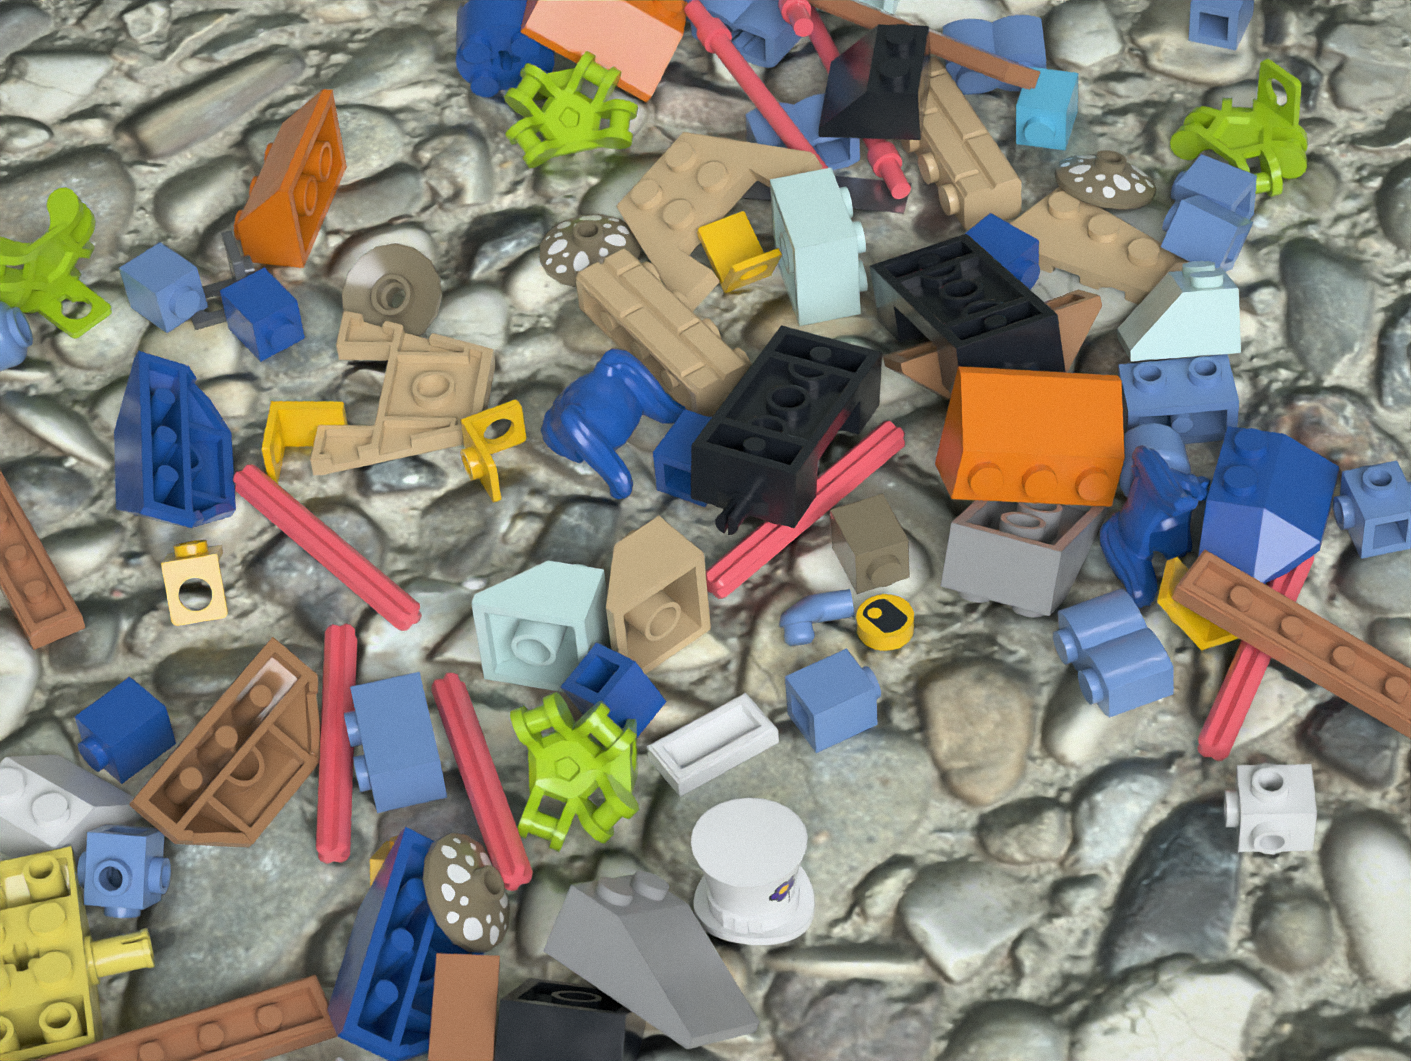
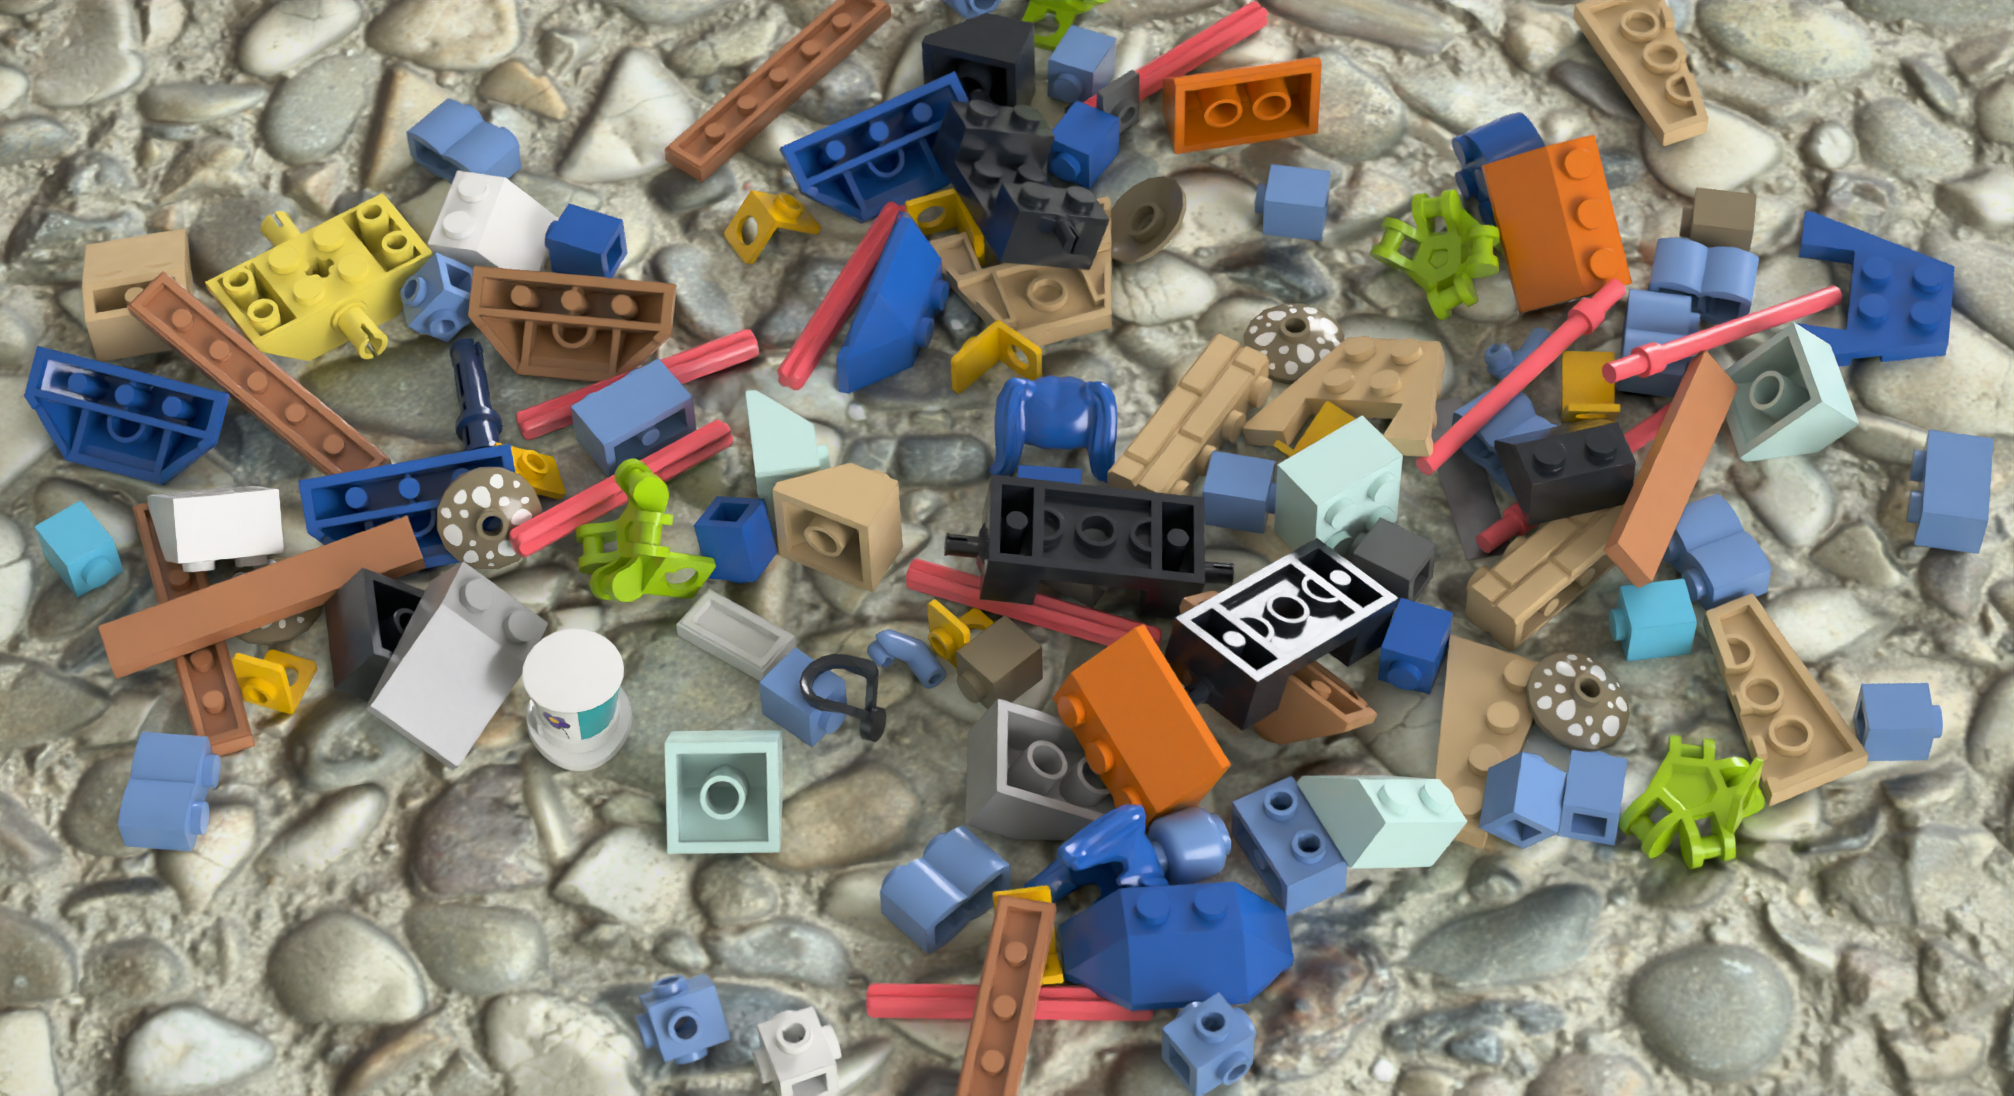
camera: 65 degrees right, 5 degrees up
(129, 318) = (987, 55): none -> black slope
(200, 224) = (1199, 48): none -> coral axle
(317, 884) = (477, 423): none -> dark blue pin
(367, 498) = (895, 309): none -> blue wedge
(378, 348) = (997, 170): none -> black brick
(437, 191) = (1294, 202): none -> medium blue brick
(708, 106) = (1503, 360): none -> medium blue arm
(756, 315) = (1239, 492): none -> medium blue brick
(777, 74) = (1584, 389): none -> yellow bracket
(818, 565) = (949, 633): none -> yellow bracket
(881, 656) = (872, 717): none -> black piece
(885, 622) = (923, 711): yellow tile -> none
(897, 234) = (1394, 559): none -> dark grey brick
(914, 790) = (724, 791): none -> light aqua slope
(1166, 67) = (1779, 703): none -> tan wing
(1189, 886) = (700, 1024): none -> medium blue brick

